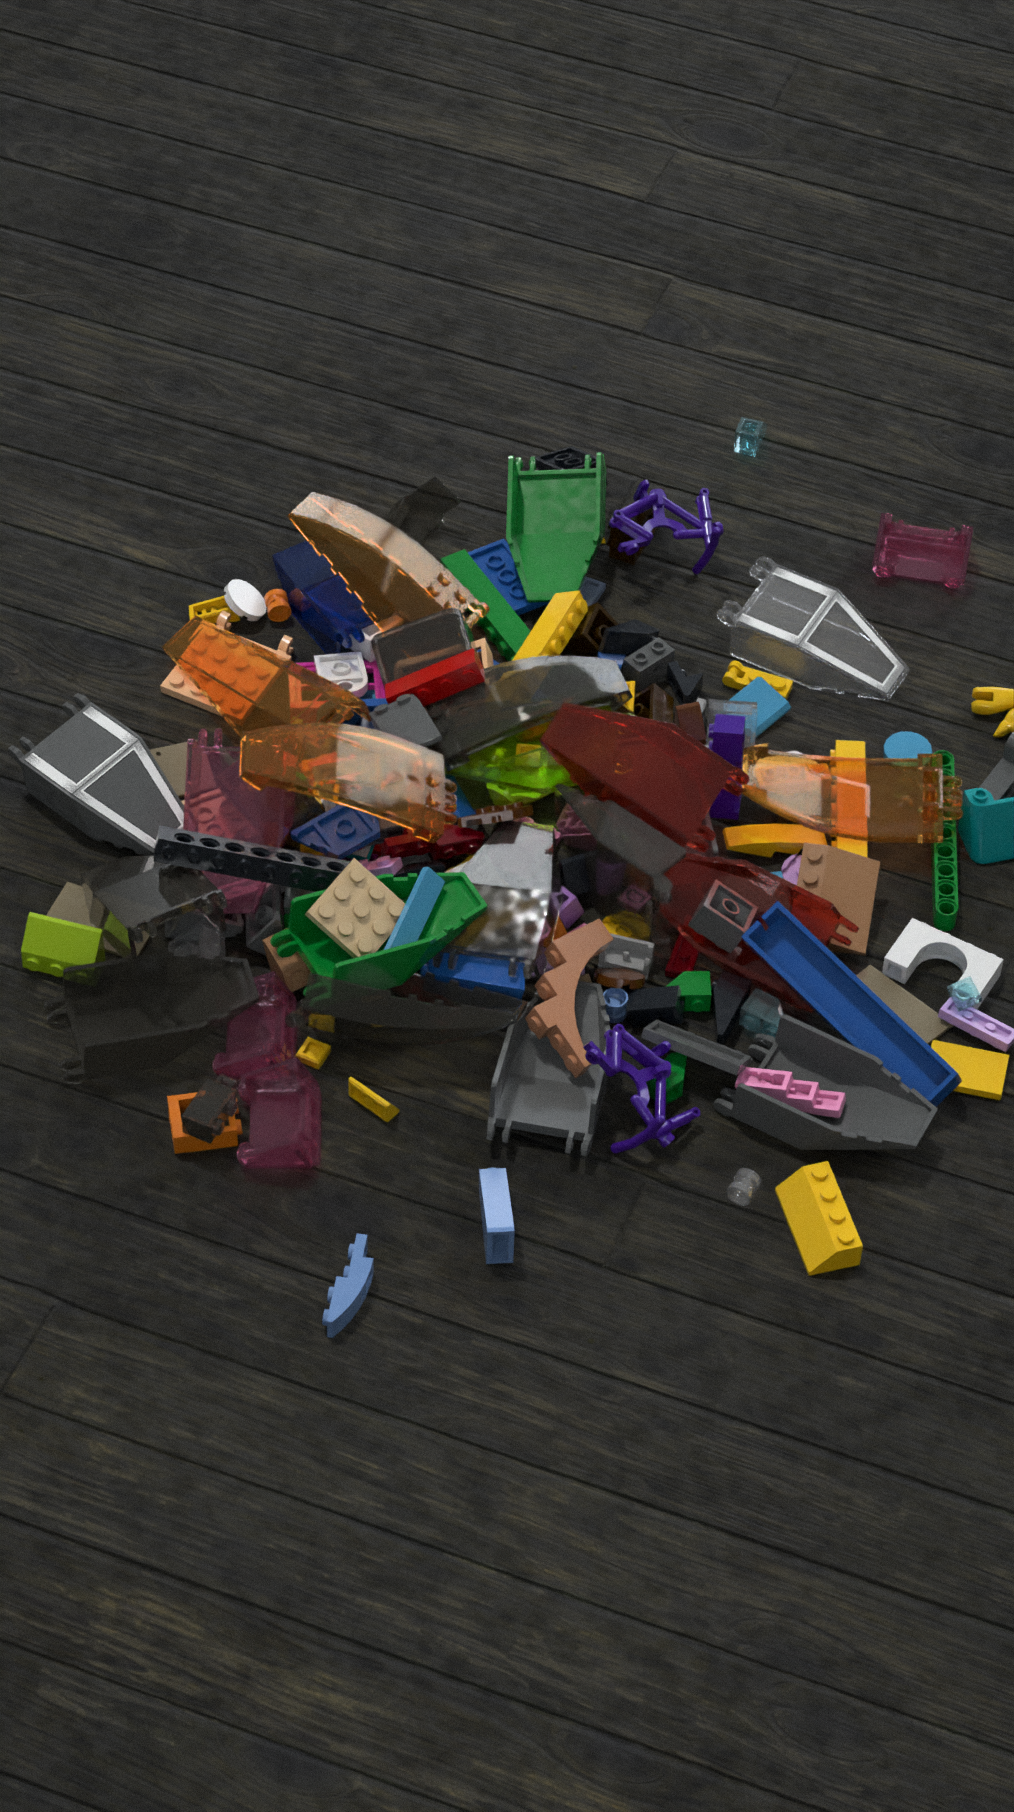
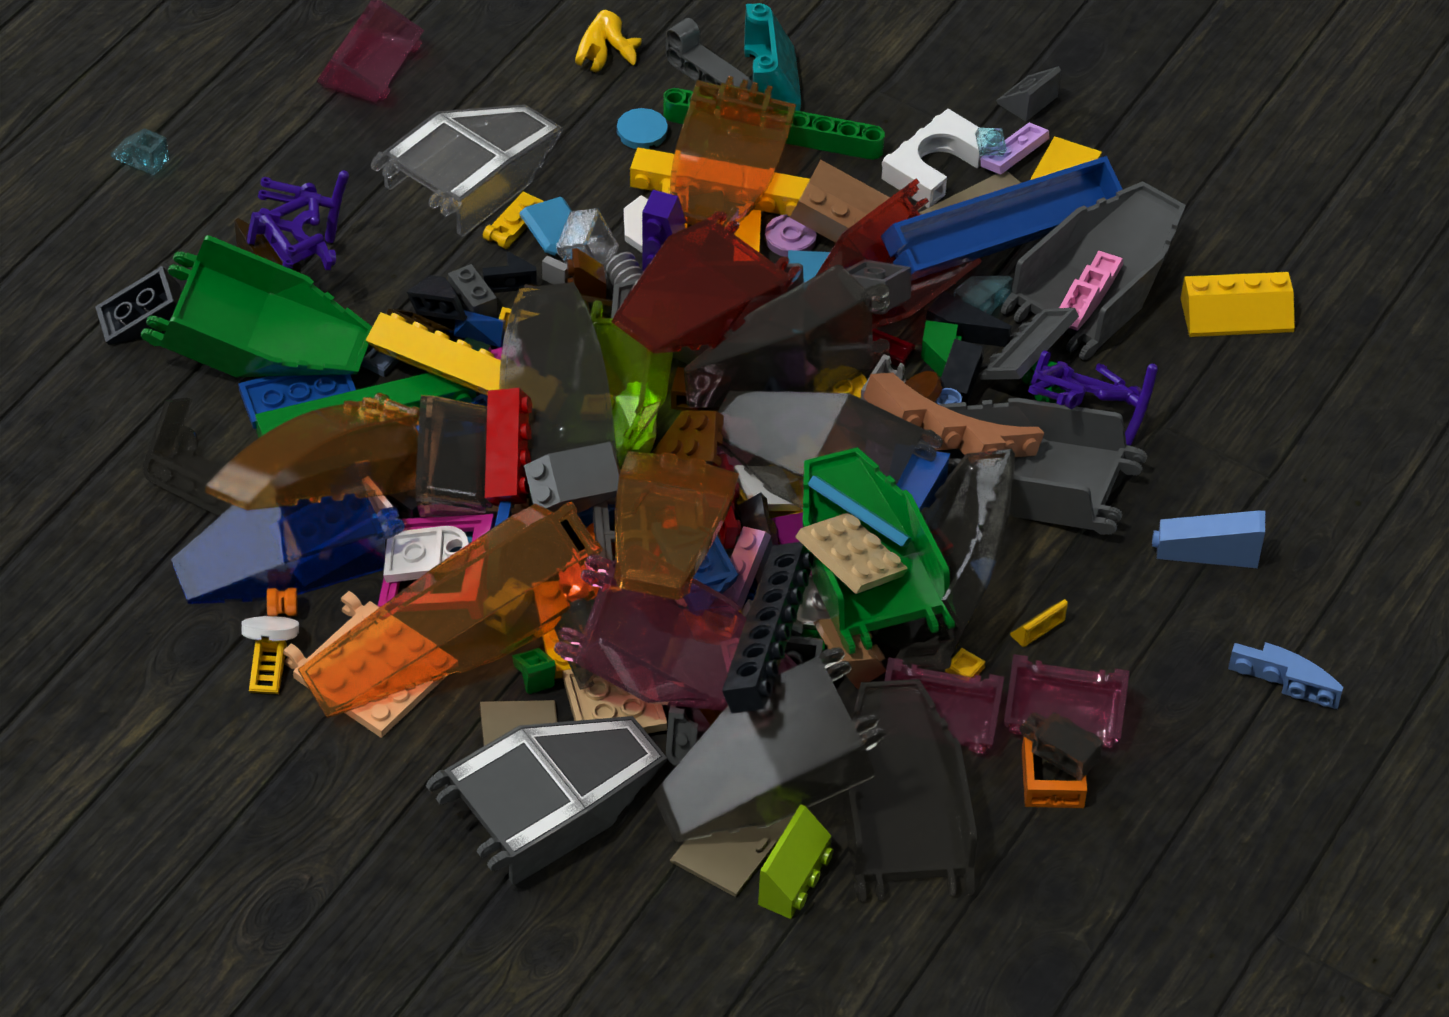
camera: 80 degrees left, 0 degrees up
(744, 1184) = (1192, 351): clear wheel -> none

